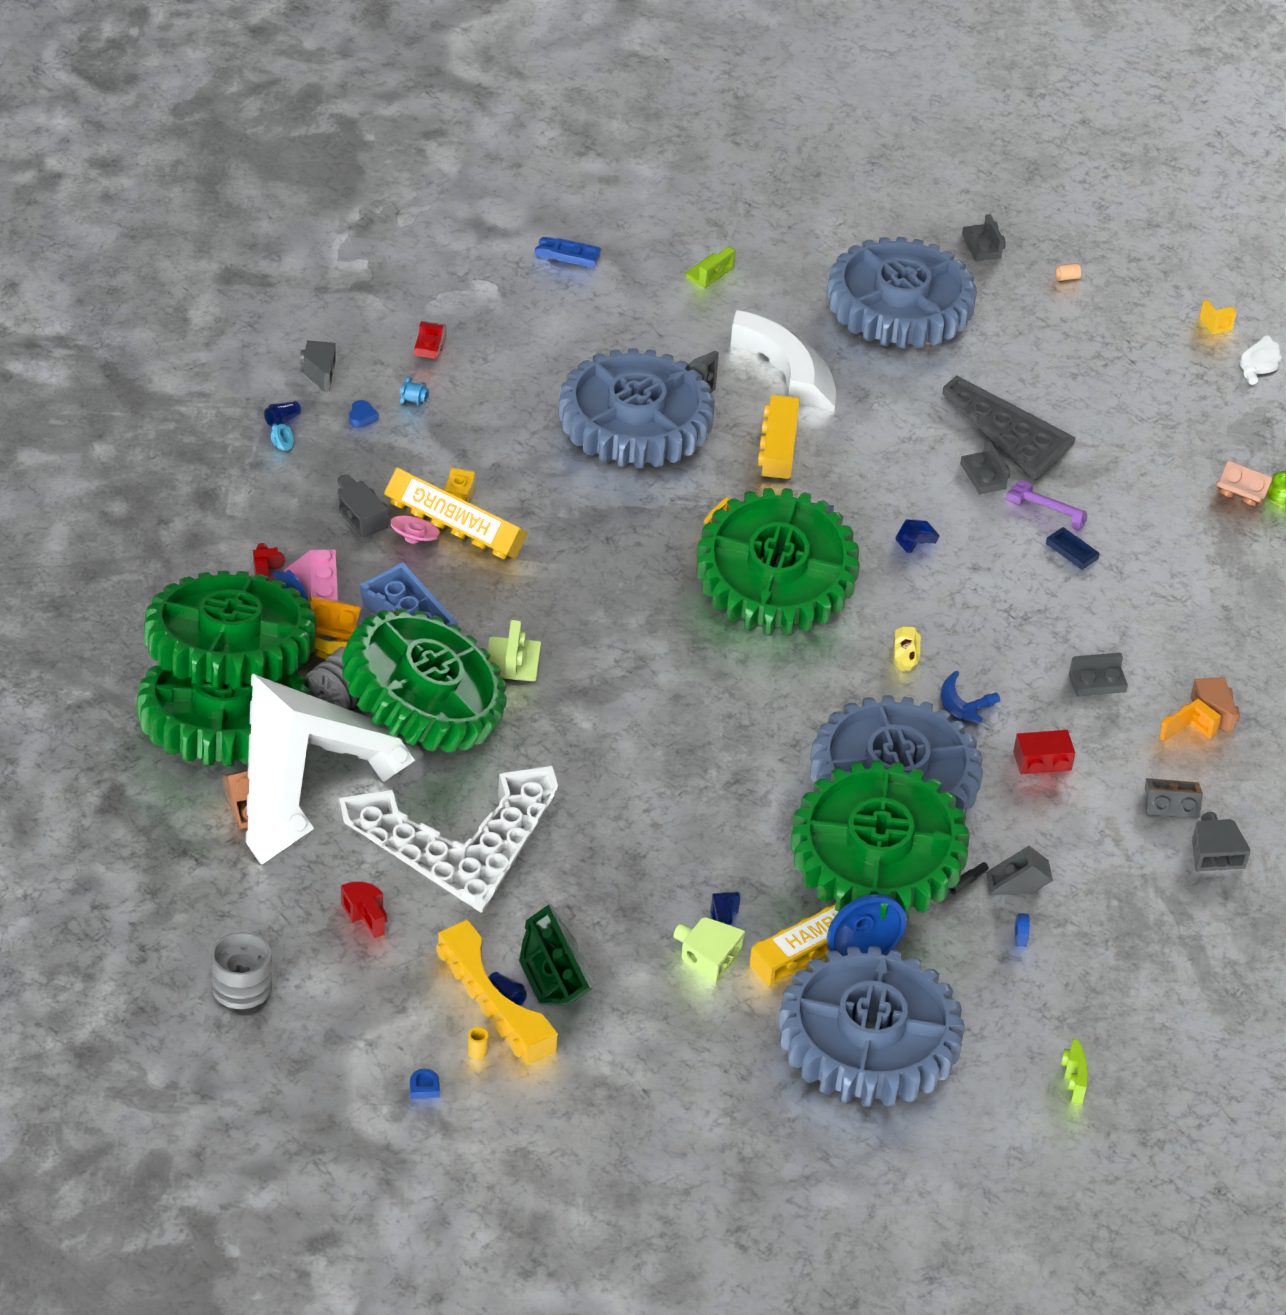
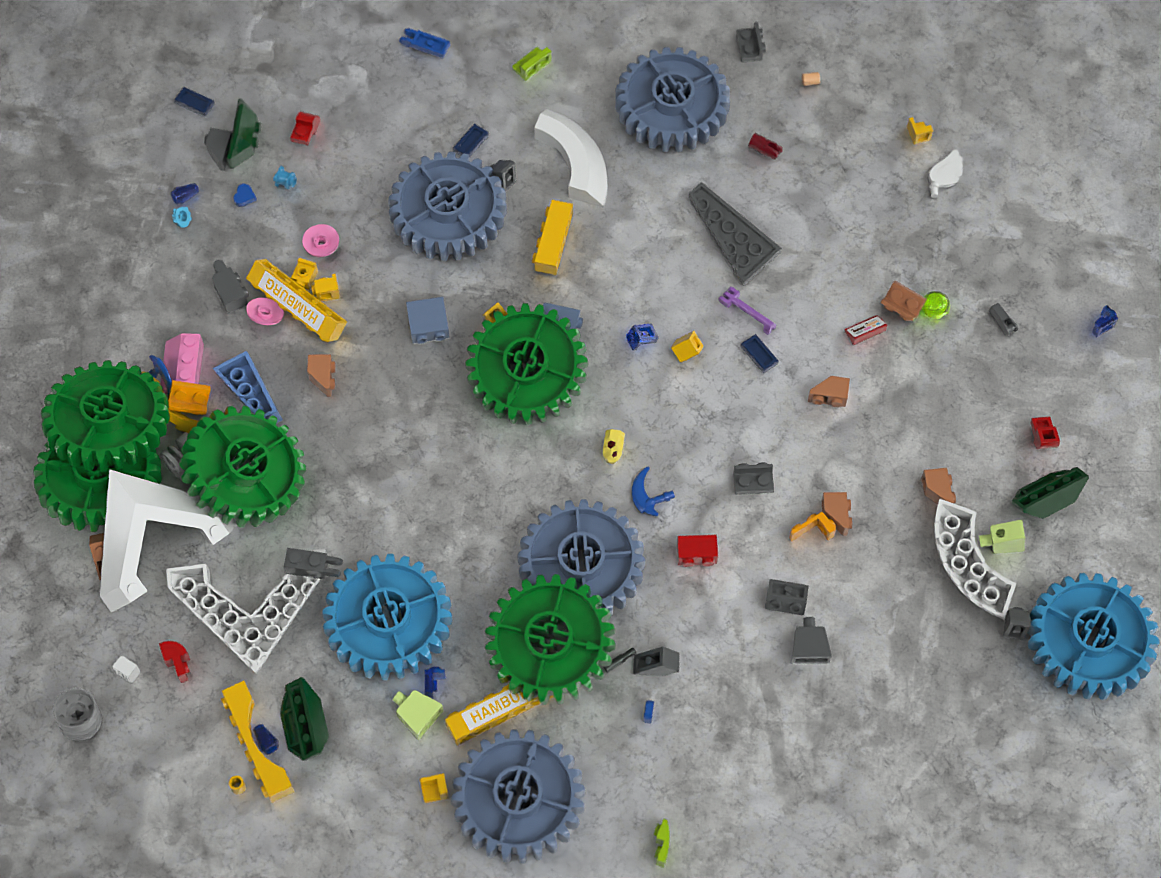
camera: 10 degrees right, 20 degrees up
(267, 558) = (149, 334): red piece -> none
(276, 321) = (194, 101): none -> dark blue tile
(298, 921) = (126, 669): none -> white slope
(351, 347) = (244, 135): none -> dark green wedge
(424, 1084) = (195, 815): blue tile -> none
(474, 453) = (320, 234): none -> bright pink dish
(493, 500) = (326, 288): none -> yellow brick
(502, 589) = (320, 372): none -> nougat slope
(515, 655) = (319, 435): yellowish green bracket -> none
(540, 777) = (310, 564): none -> dark grey hinge
(634, 529) = (428, 320): none -> sand blue piece
(649, 839) = (382, 648): none -> dark azure gear
(653, 341) = (471, 140): none -> dark blue tile
(751, 1029) = (434, 788): none -> yellow panel
(862, 926) = (528, 714): blue dish -> none
(978, 542) = (687, 346): none -> yellow panel
(986, 470) = (706, 275): dark grey bracket -> none
(1027, 338) = (765, 146): none -> dark red hinge
(1175, 580) = (831, 392): none -> nougat slope
(1203, 518) = (866, 329): none -> slope

